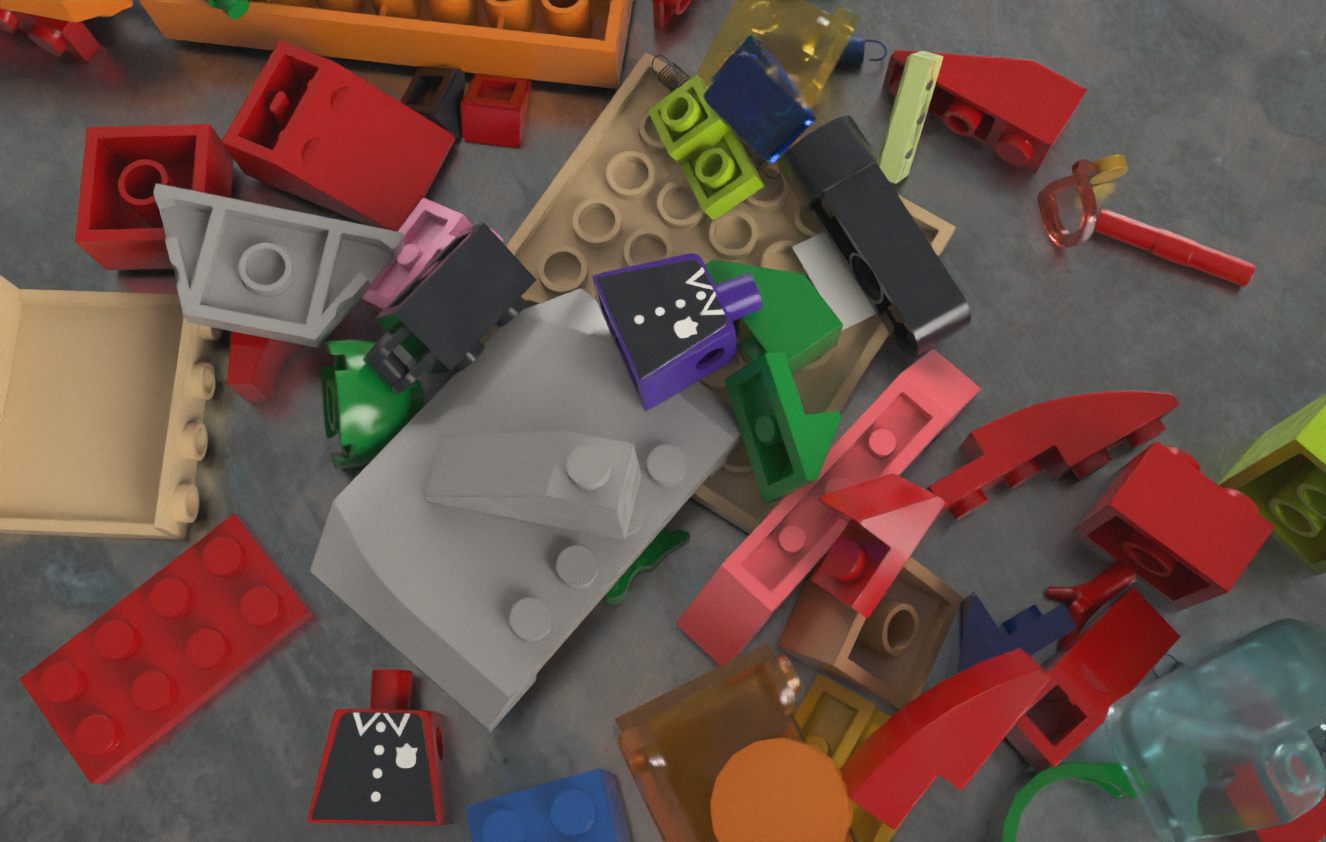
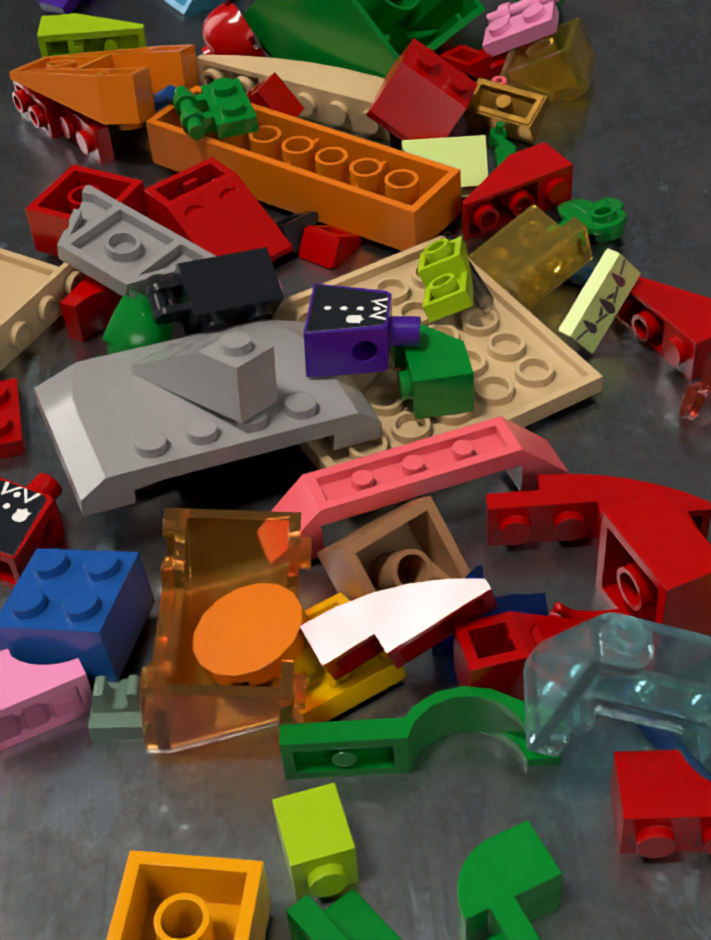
camera: 25 degrees right, 30 degrees down
(660, 546) = (256, 488): green piece -> none
(759, 100) = (490, 252): clear blue slope -> none
(778, 436) = (392, 412): green slope -> none
(833, 280) = (498, 377): white sticker -> none
(875, 235) = (526, 316): black beam -> none
(882, 531) = (426, 473): red slope -> none

